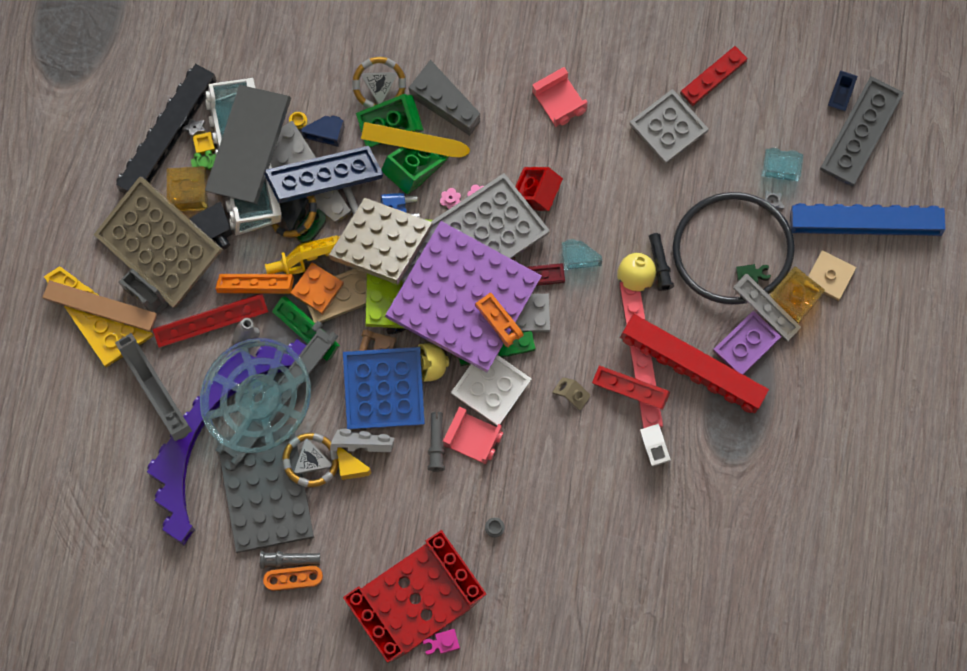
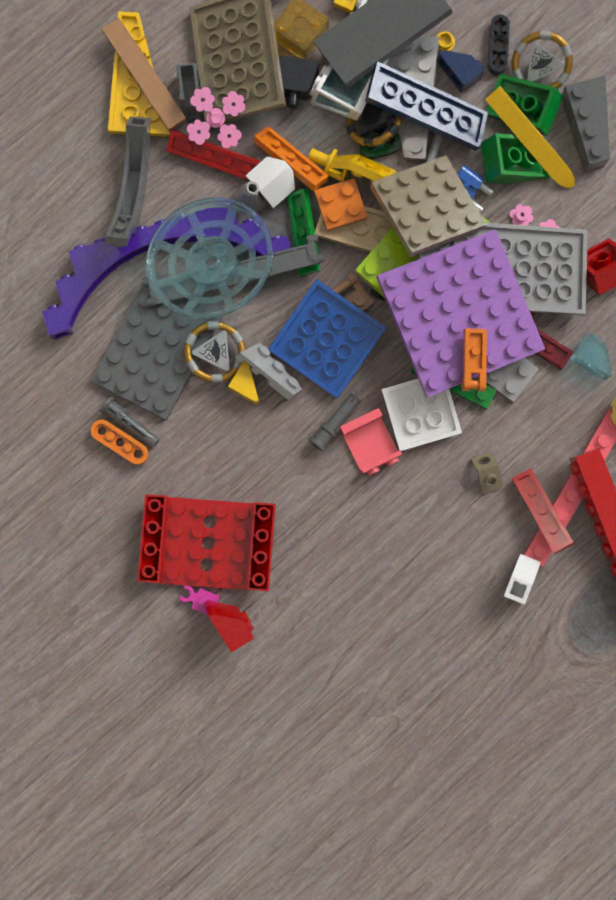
camera: 35 degrees right, 10 degrees up
(179, 296) = (215, 117): none -> bright pink plant
(206, 161) = (334, 15): bright green piece -> none
(256, 306) = (274, 179): none -> white slope
(338, 101) = (503, 37): none -> black beam
(432, 362) = (388, 349): light yellow cylinder -> none
(478, 638) = (231, 624): none -> red slope
(494, 527) = (325, 536): dark grey plate -> none

